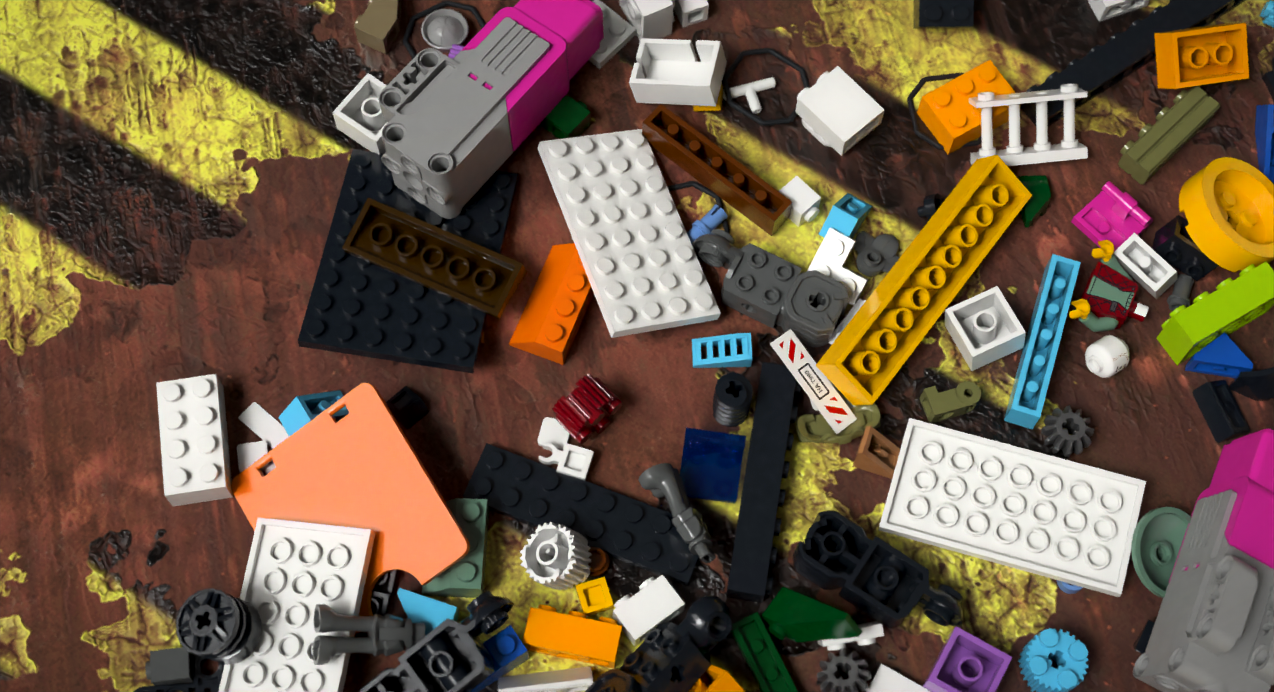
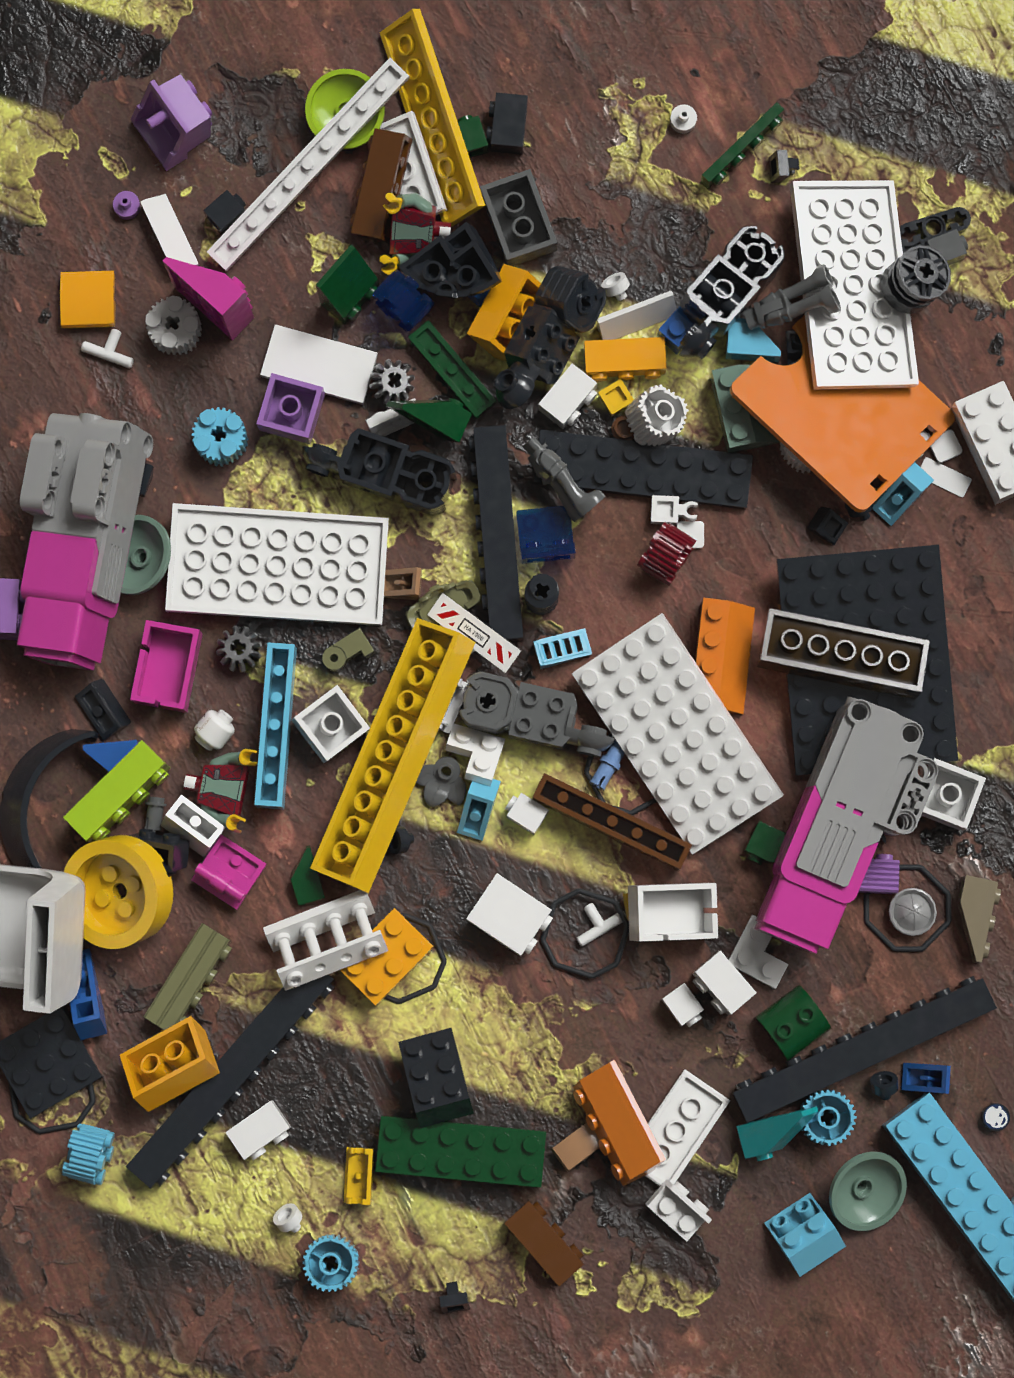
camera: 170 degrees right, 15 degrees up
(1150, 428) = (169, 667): none -> dark pink piece

